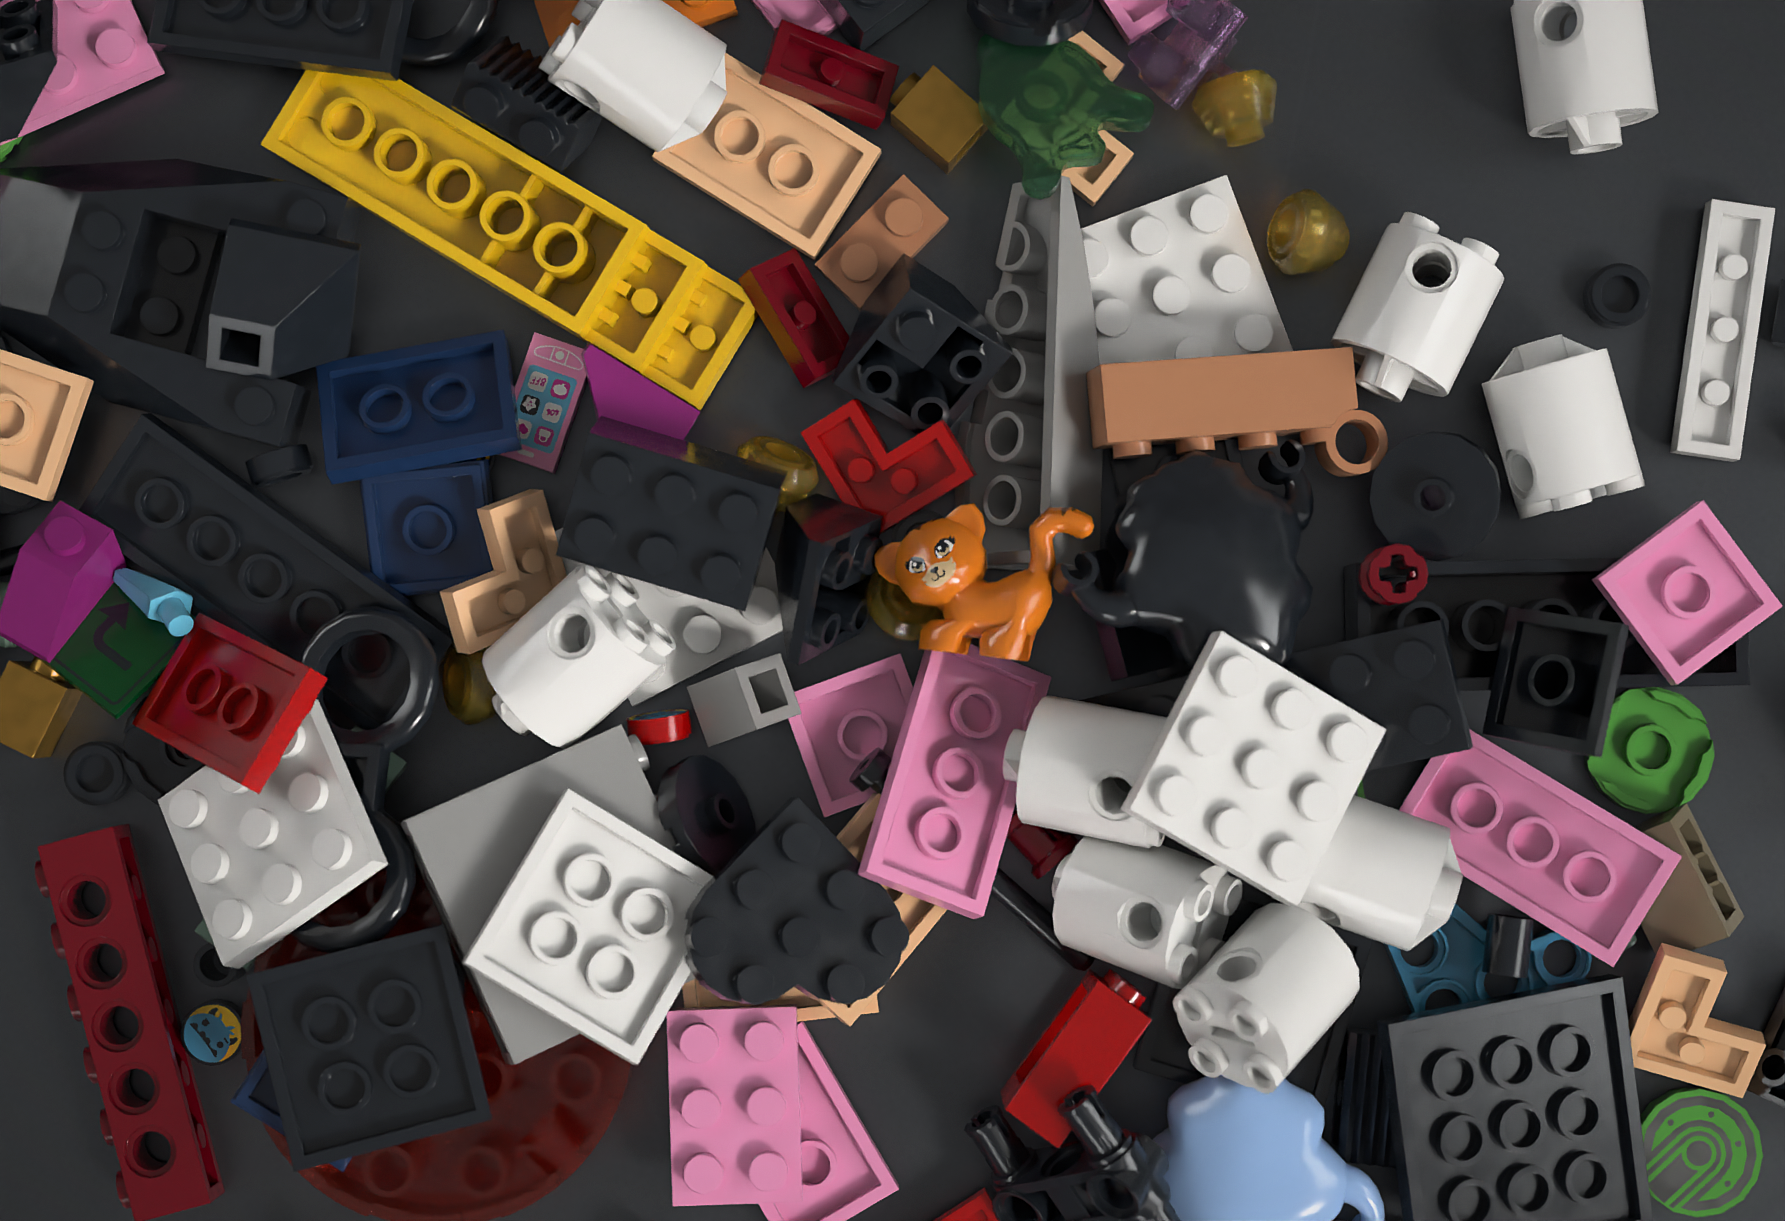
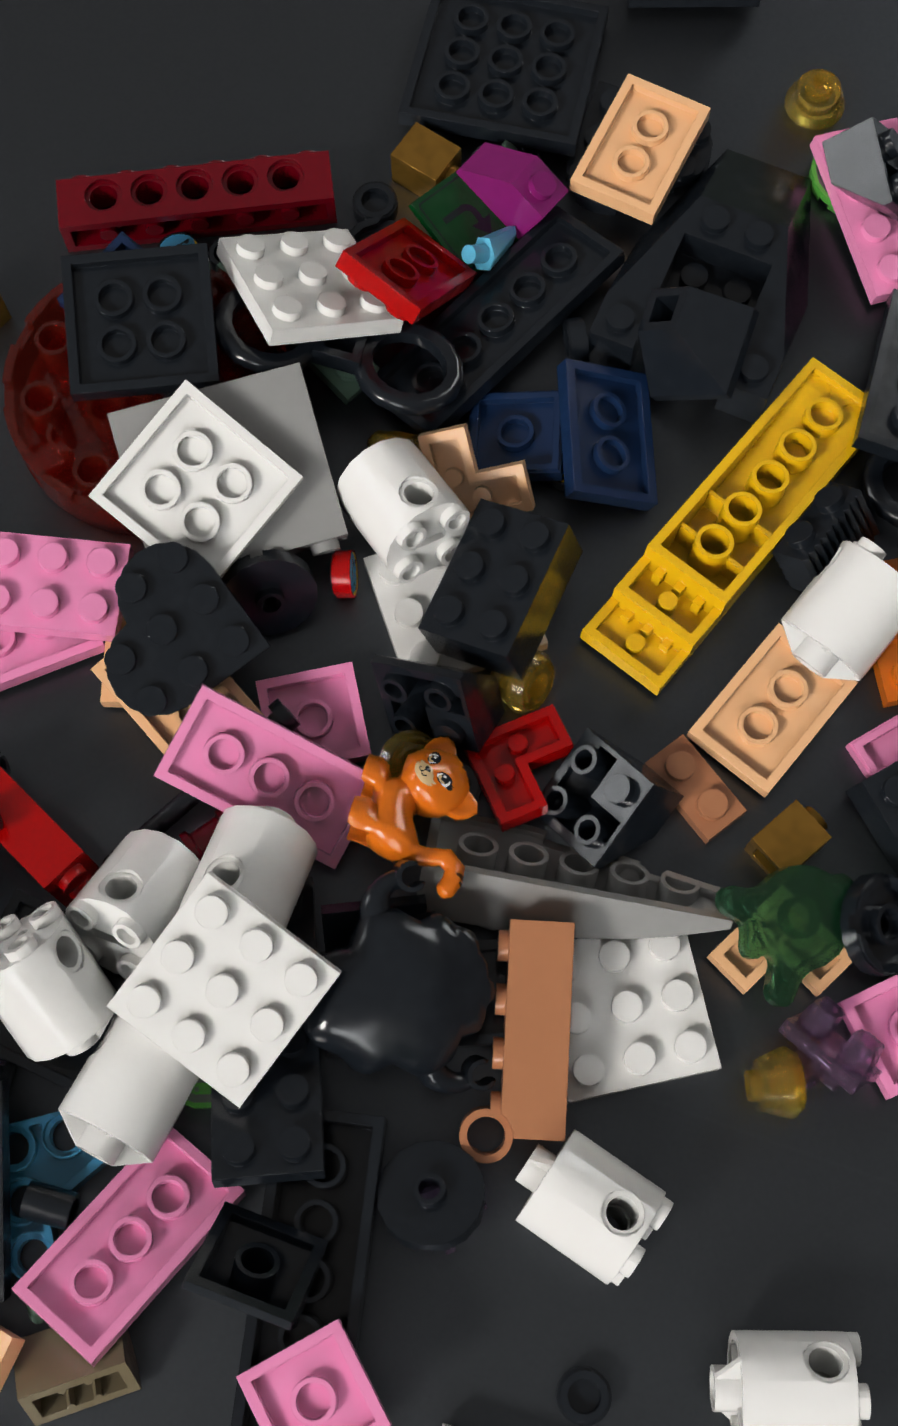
camera: 100 degrees right, 15 degrees down
(547, 400) = (604, 530): tile -> none
(634, 399) = (594, 583): magenta slope -> none
(744, 699) = (353, 632): light grey brick -> none
(796, 315) = (644, 713): dark red plate -> none
(829, 74) = (831, 761): dark red plate -> none
(1306, 234) = (665, 1126): clear yellow cone -> none
(1403, 558) = (358, 1126): dark red bush -> none
(1561, 426) = (476, 1318): white cylinder -> none
(1653, 751) = (190, 1362): bright green tile -> none

